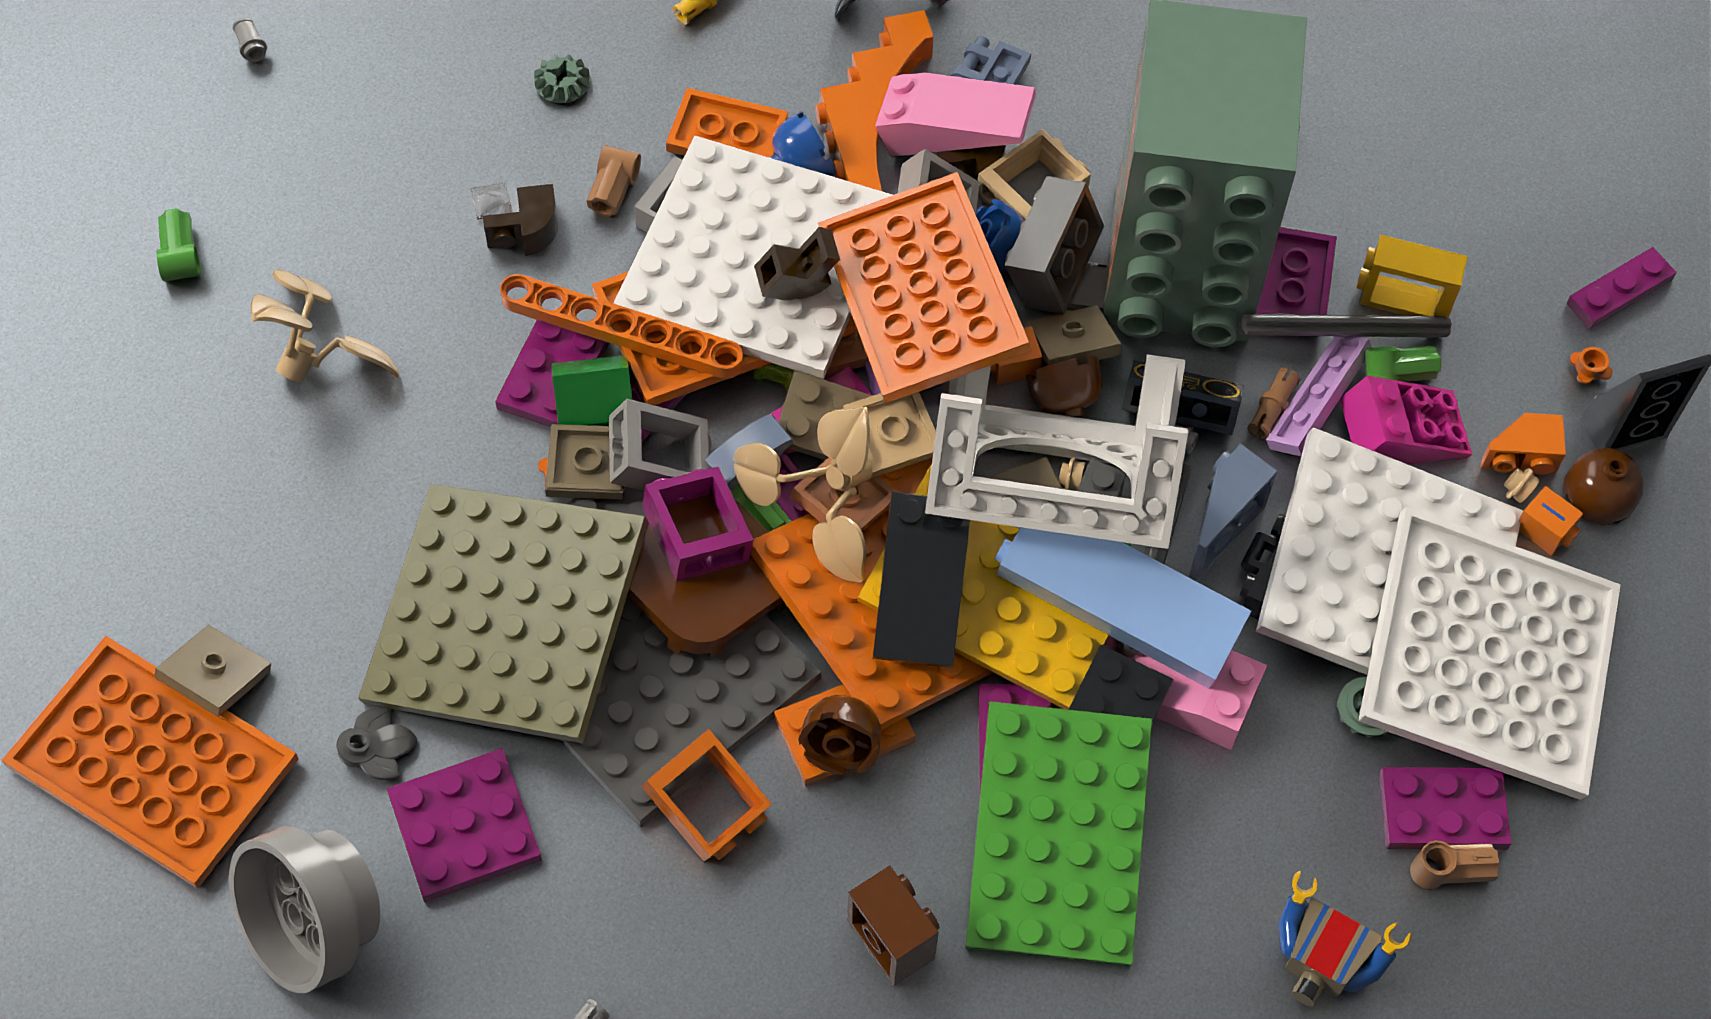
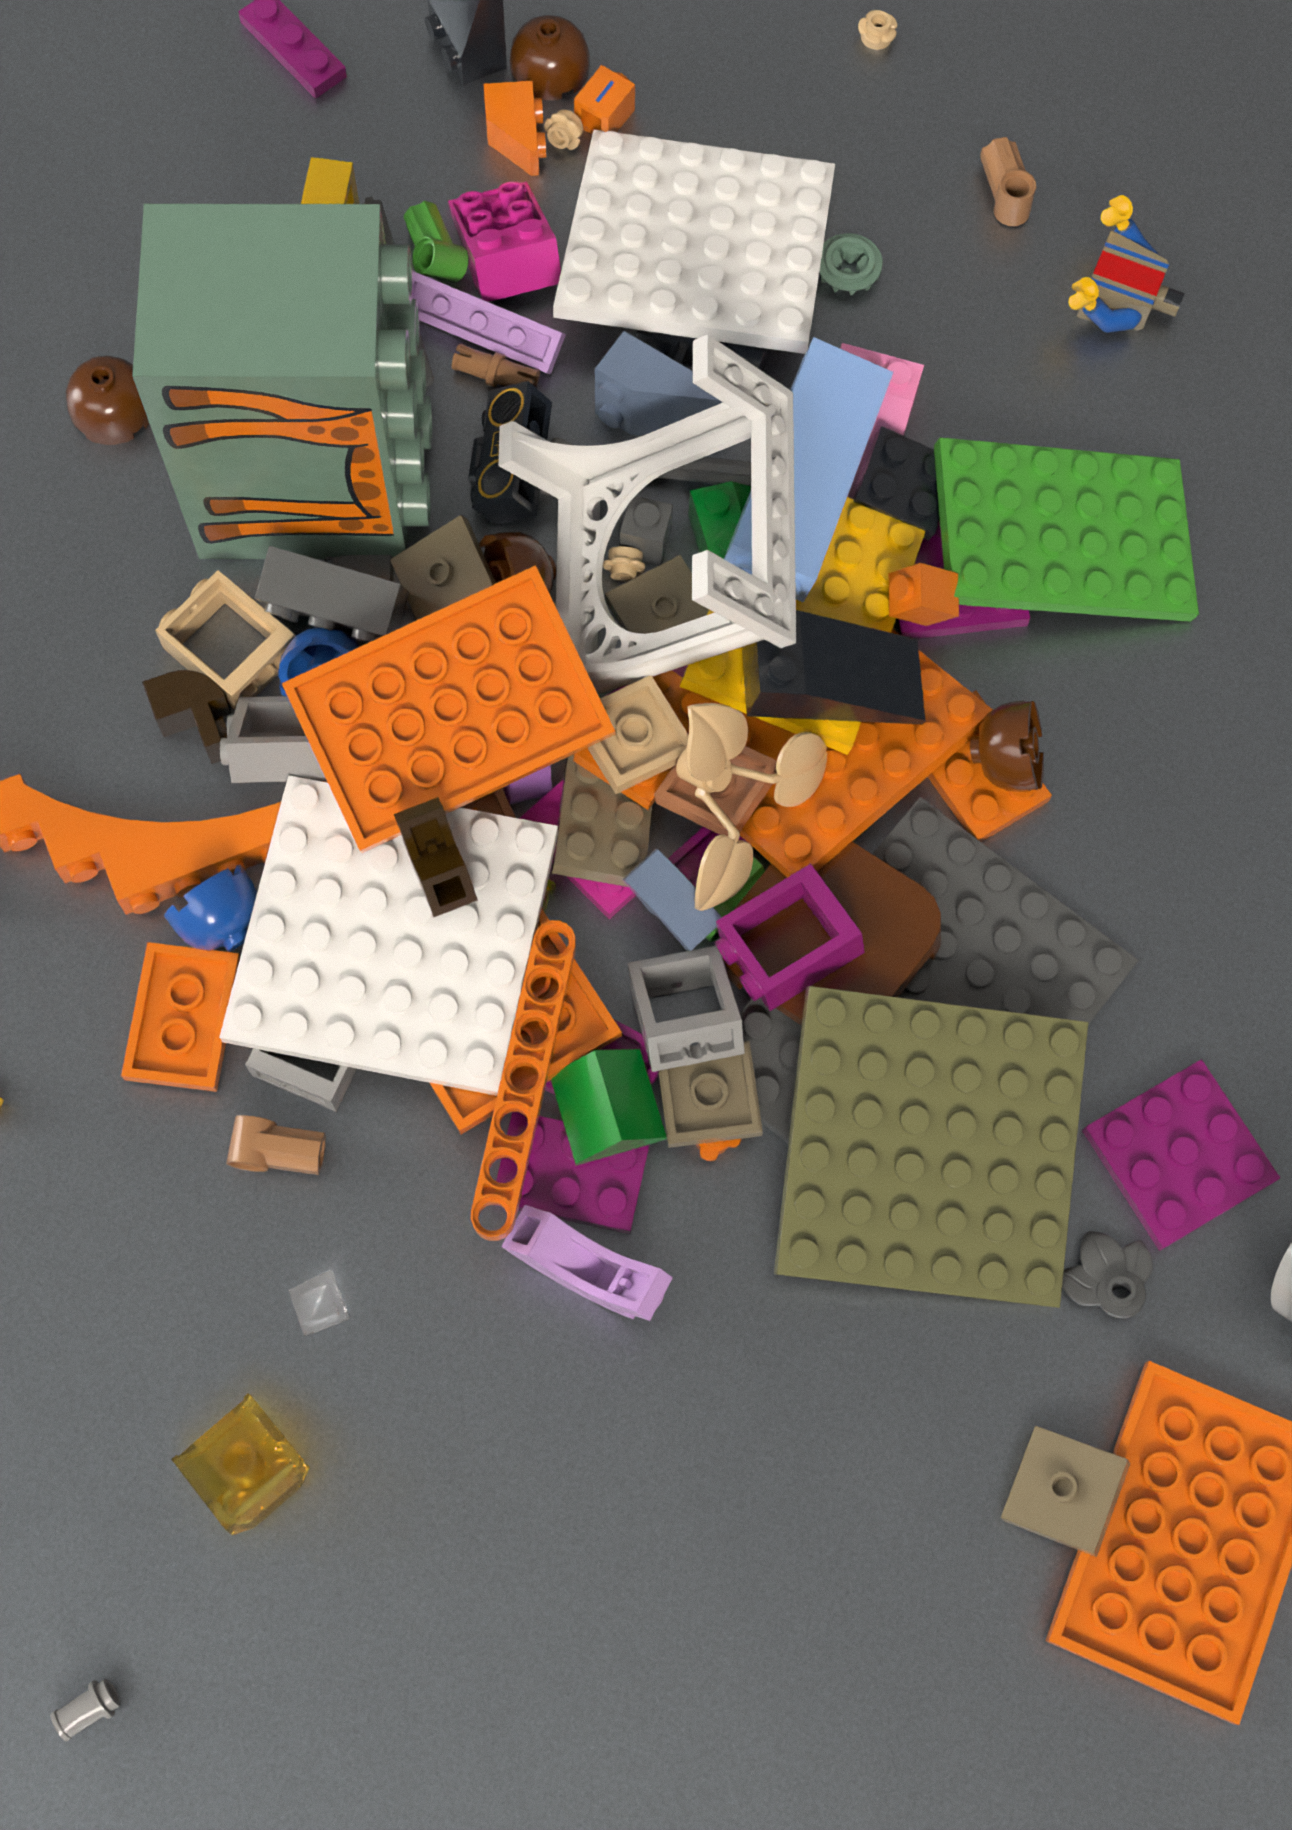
camera: 100 degrees left, 10 degrees up
(178, 253) = (467, 1712): bright green piece -> none
(299, 352) = (609, 1497): tan plant -> none
(381, 136) = (243, 1467): none -> clear yellow slope
(476, 362) = (586, 1266): none -> lavender arch
(533, 224) = (353, 1232): dark brown brick -> none
(570, 87) = (124, 1266): sand green gear -> none
(710, 746) = (1084, 912): orange window -> none
(893, 924) = (1209, 673): reddish brown brick -> none
(951, 113) = (149, 727): bright pink slope -> none
(995, 677) = (923, 594): none -> orange brick
(1002, 64) = (60, 699): sand blue plate -> none
(1444, 806) = (944, 196): magenta plate -> none
(1491, 653) = (779, 146): white plate -> none
(1593, 356) = (396, 61): orange plate -> none
(1639, 788) = (879, 36): none -> tan plate

